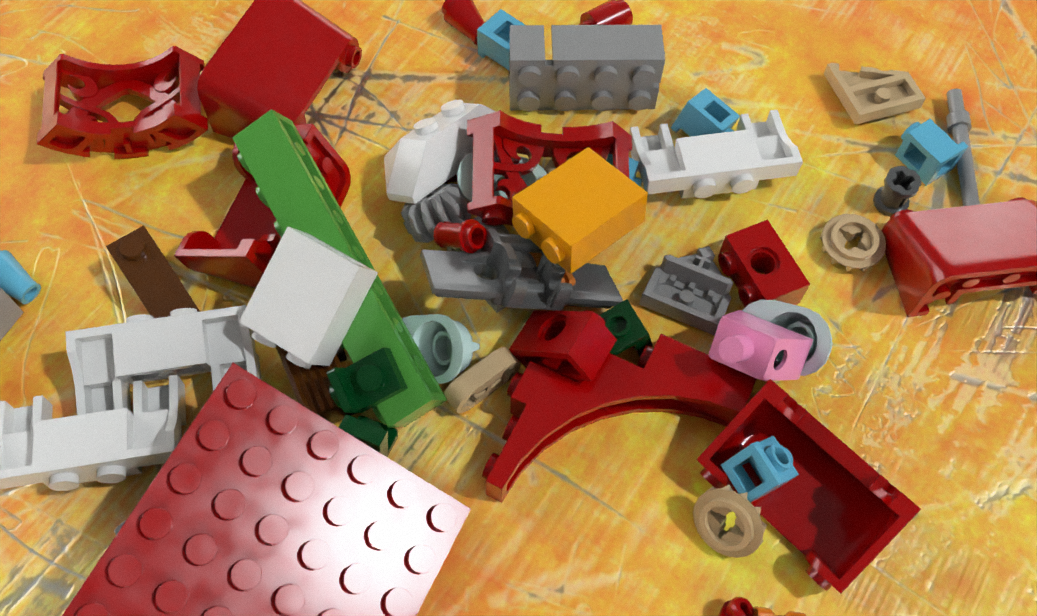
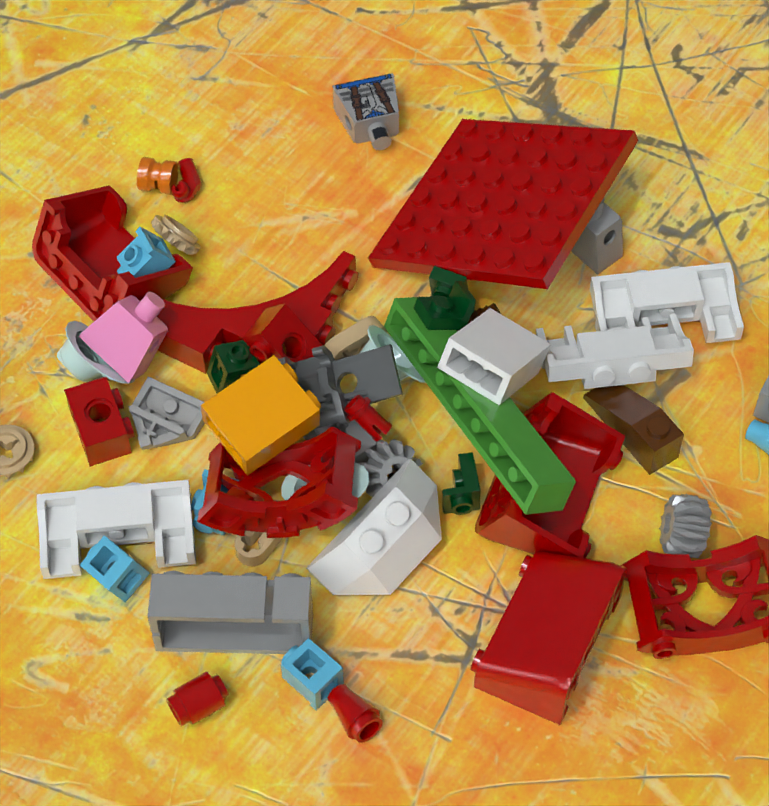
camera: 175 degrees left, 5 degrees down
(130, 165) = (685, 525): none -> light grey gear
(358, 203) = (466, 490): none -> dark green bracket

